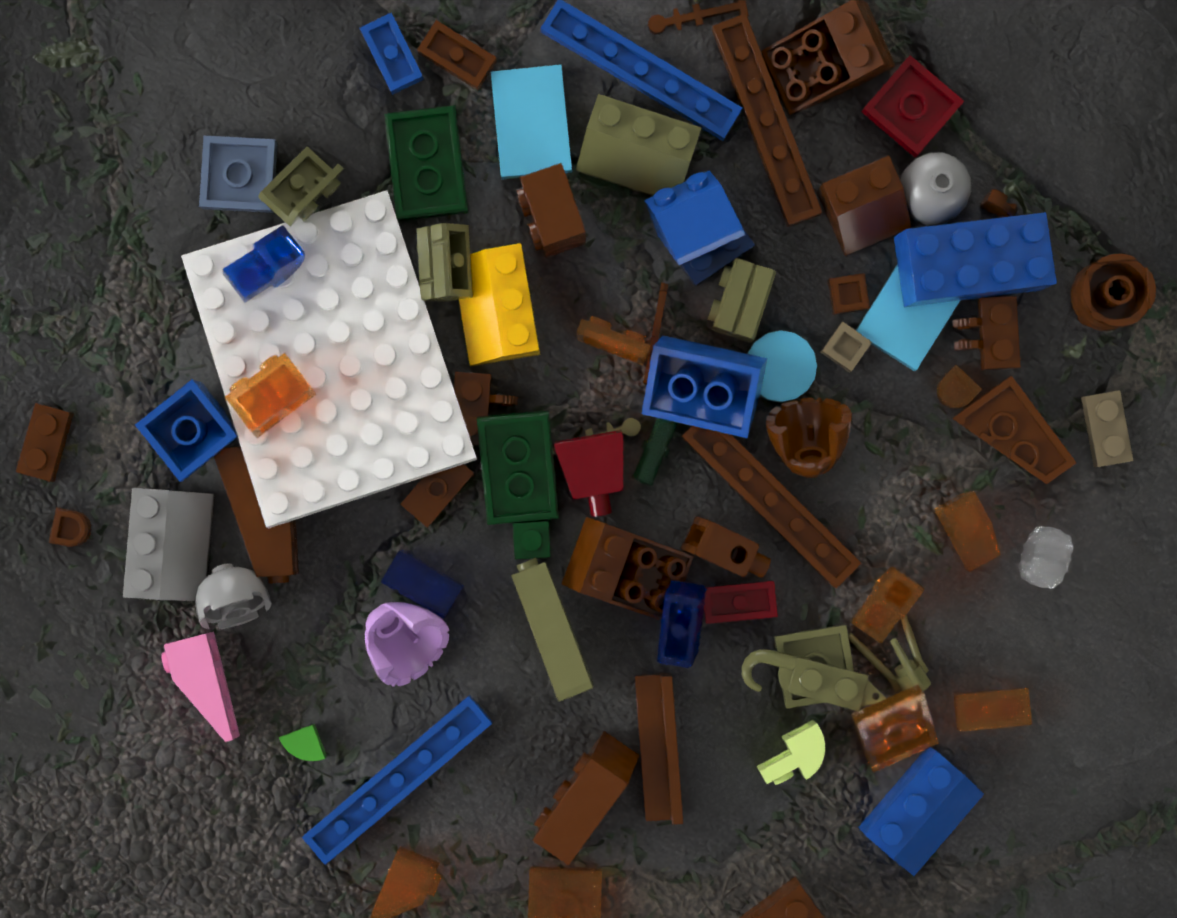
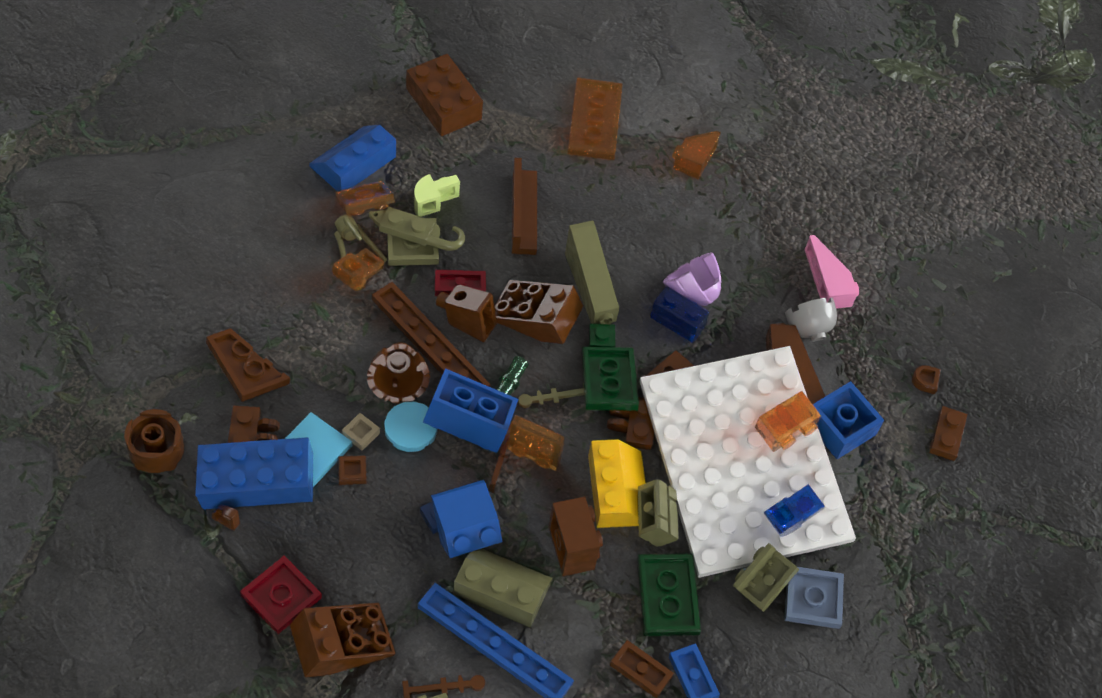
camera: 175 degrees right, 30 degrees down
(167, 544) = (858, 355): light grey slope -> none
(304, 744) = (761, 237): bright green tile -> none
(397, 779) = (698, 210): blue plate -> none
(530, 120) = (585, 616): medium azure tile -> none
(585, 798) = (574, 184): reddish brown wedge -> none
(593, 468) = (557, 373): dark red torso -> none
(681, 624) = (503, 267): clear blue brick -> none
(742, 300) = (435, 468): olive brick -> none
(766, 120) = (399, 598): reddish brown plate -> none
(865, 205) = (332, 528): reddish brown slope -> none
(936, 188) = (273, 534): light grey cylinder -> none
(956, 388) = (282, 399): clear orange tile -> none
(969, 529) = (293, 311): clear orange slope -> none
(992, 709) = (295, 205): clear orange plate -> none
(1045, 557) = (241, 281): clear gear -> none
(1107, 428) = (176, 362): dark tan plate -> none

